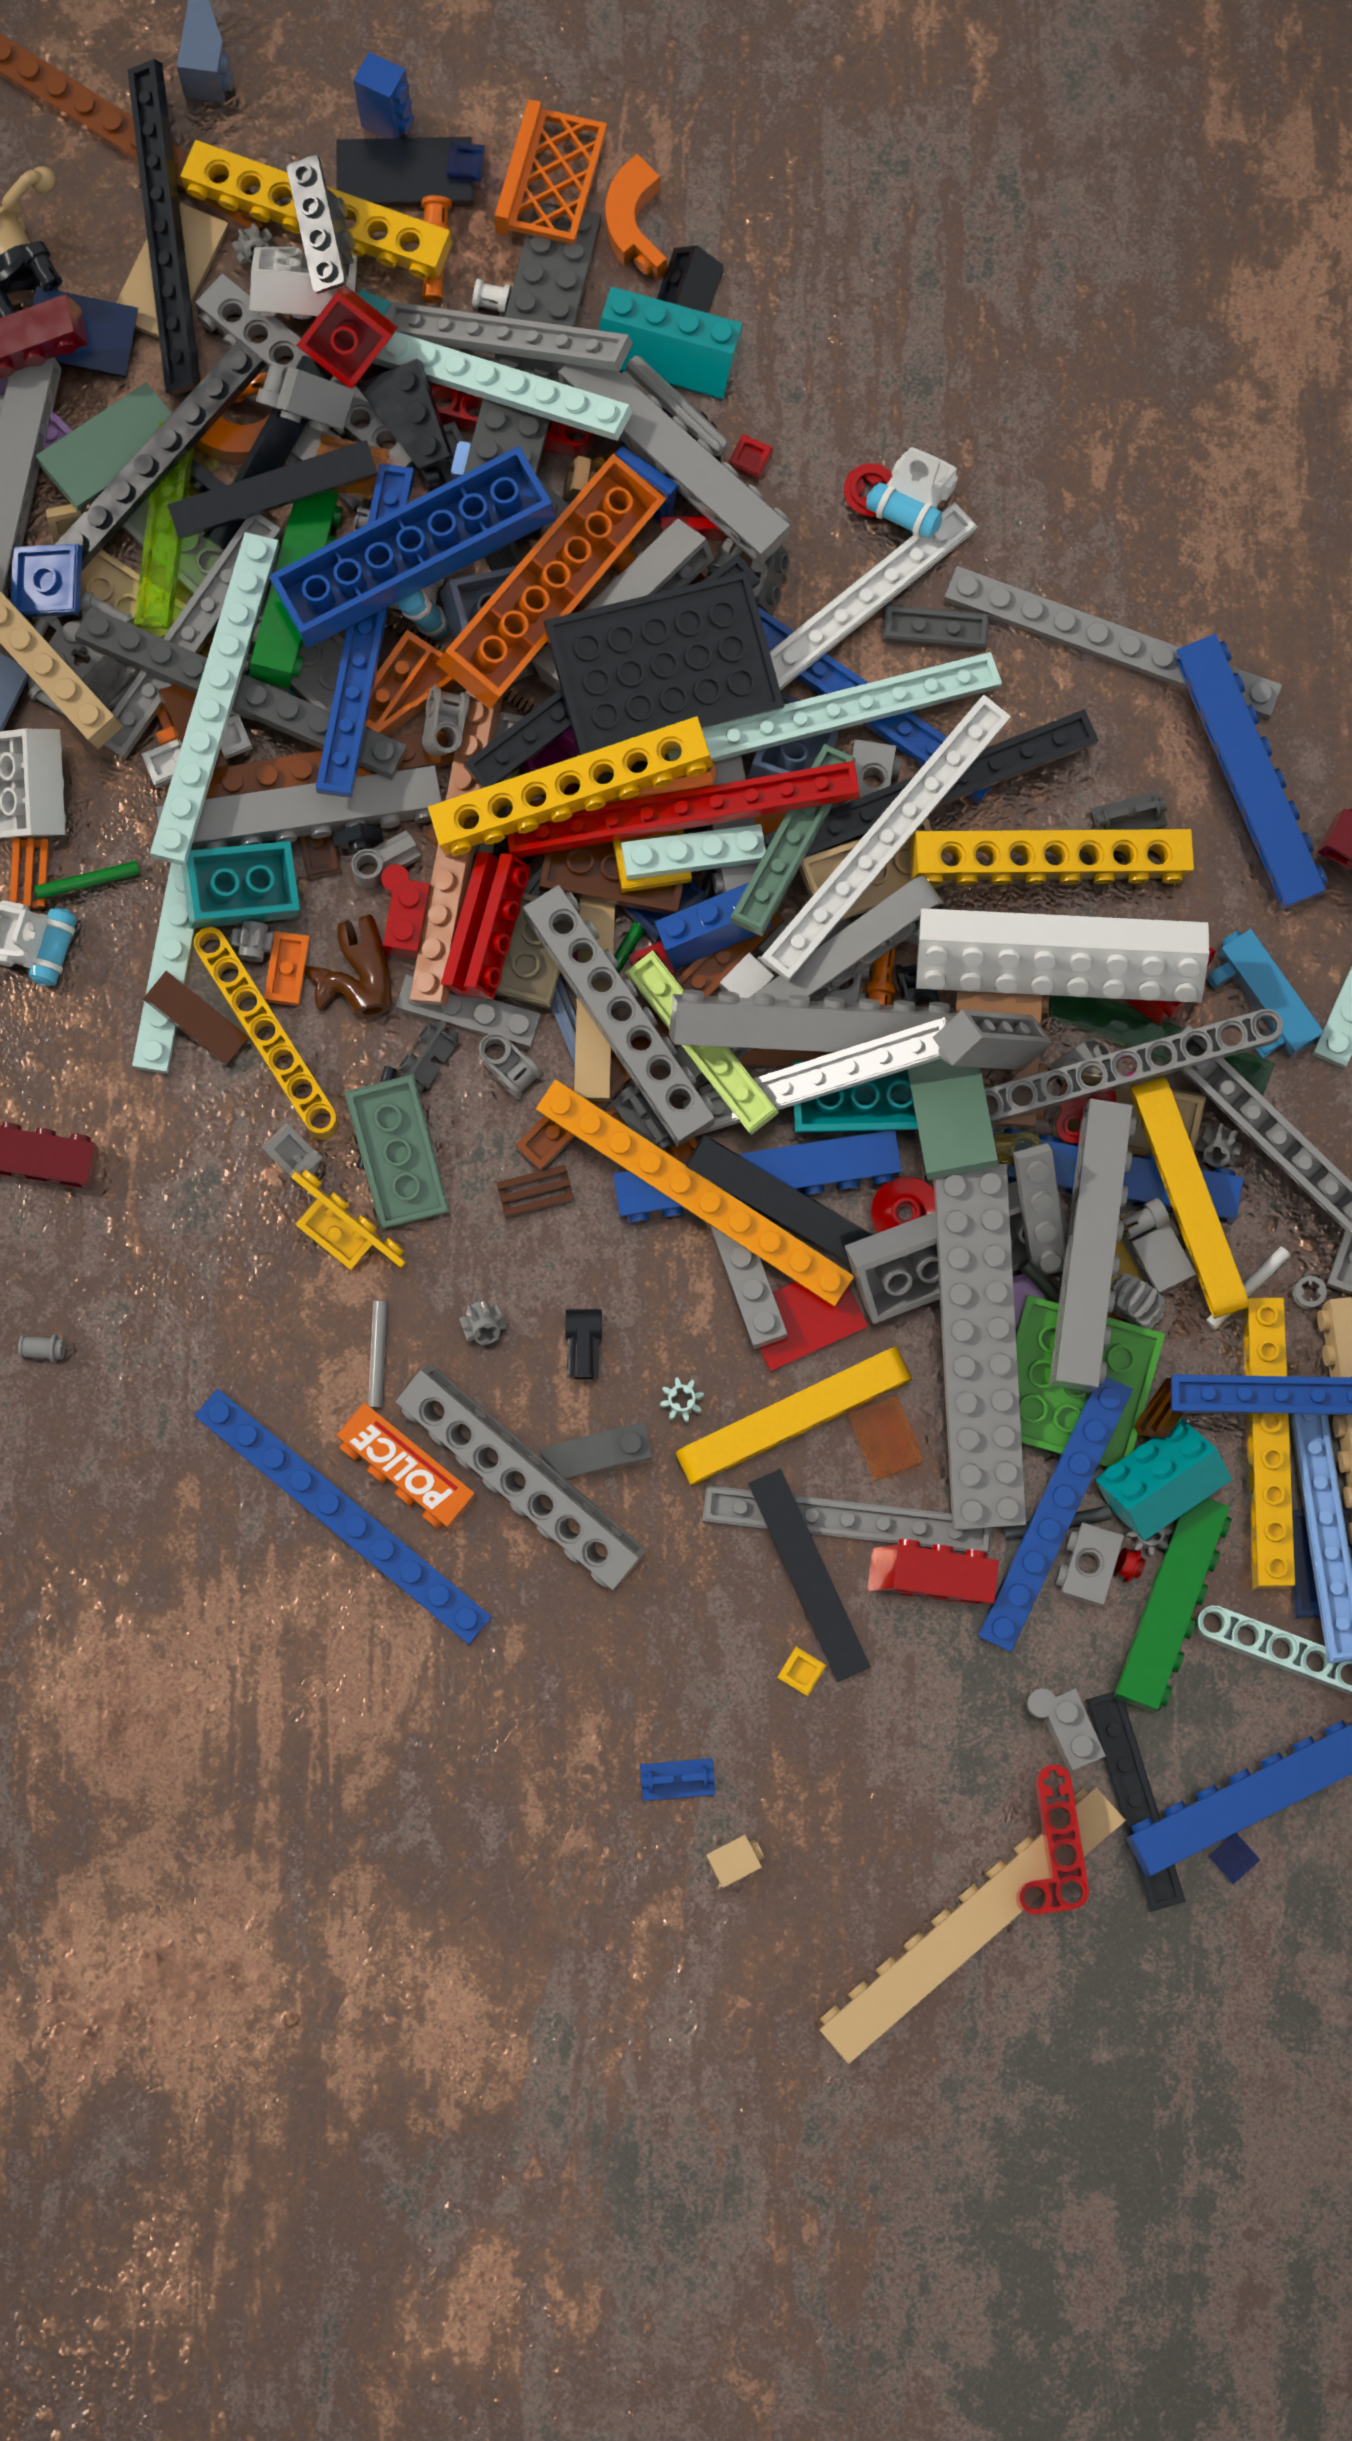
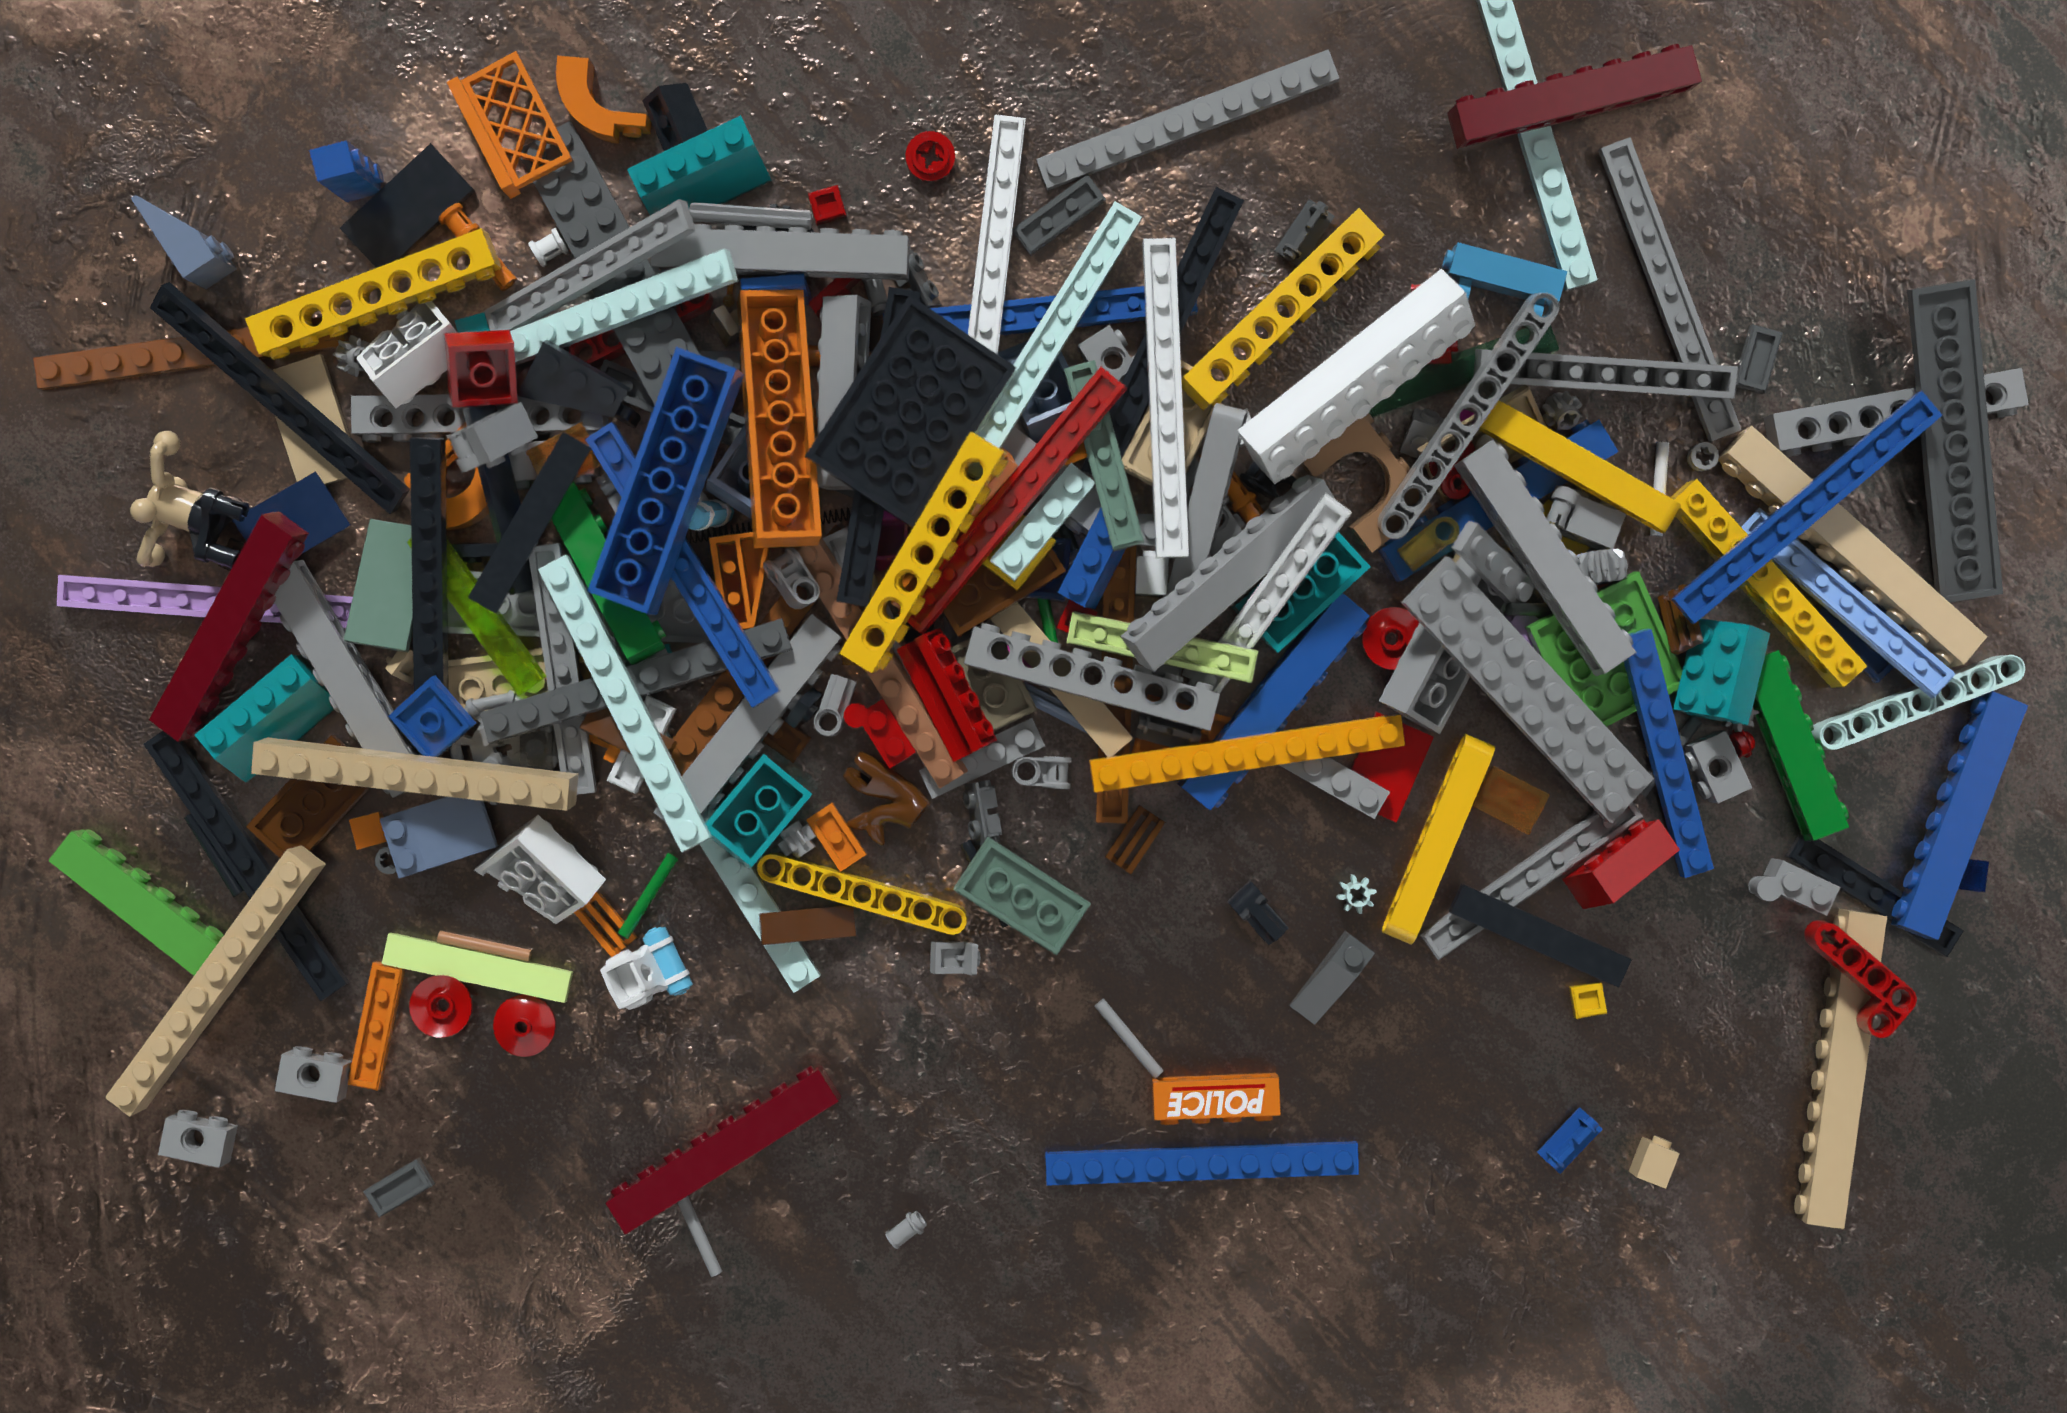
camera: 40 degrees left, 10 degrees up
(321, 225) = (391, 305): bracket -> none
(339, 1230) = (1033, 981): yellow bracket -> none
(460, 459) = (637, 386): light blue tile -> none
(466, 161) = (443, 165): clear blue tile -> none
(482, 1323) = (1181, 959): light grey gear -> none
(540, 1477) = (1283, 1028): light grey brick -> none
(774, 1197) = (1305, 707): black tile -> none
(914, 492) = (964, 132): white piece -> none
(952, 1119) = (1384, 555): sand green tile -> none
(991, 1040) = (1367, 482): light grey brick -> none
(1250, 772) = (1363, 131): blue brick -> none

